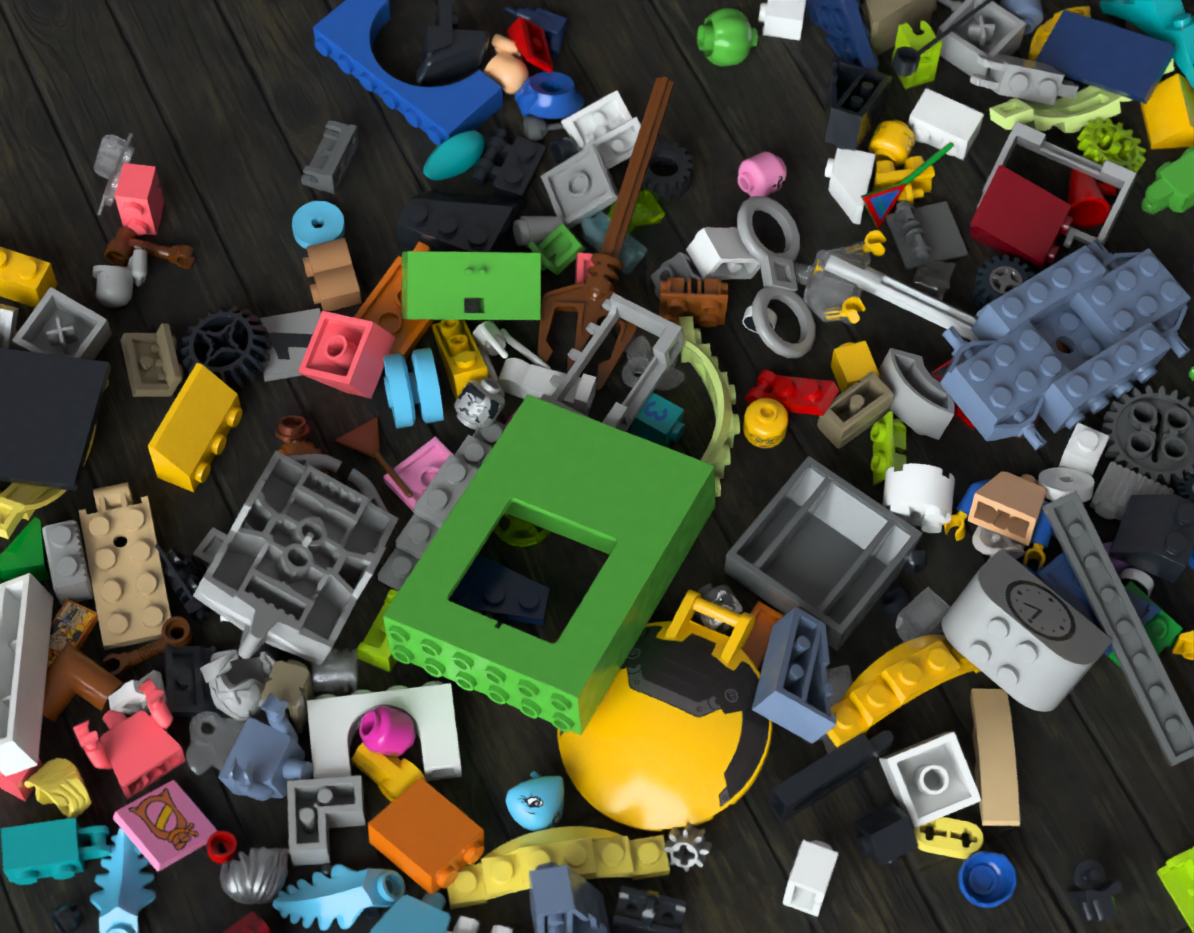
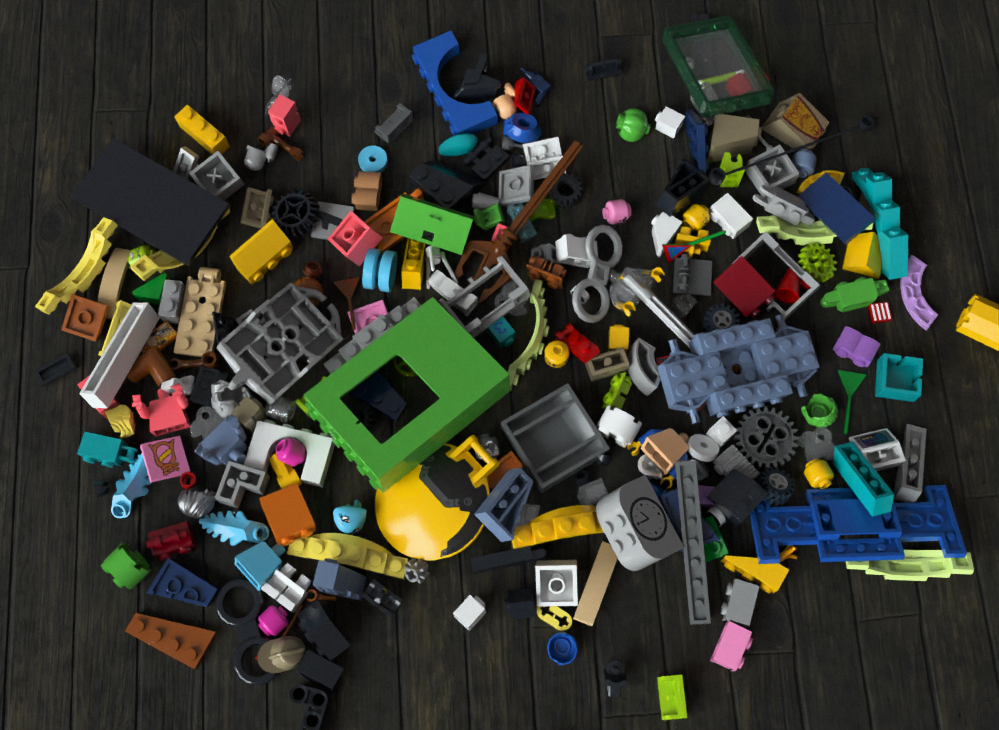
camera: 25 degrees right, 10 degrees up
(479, 403) = (410, 291): light grey head -> none

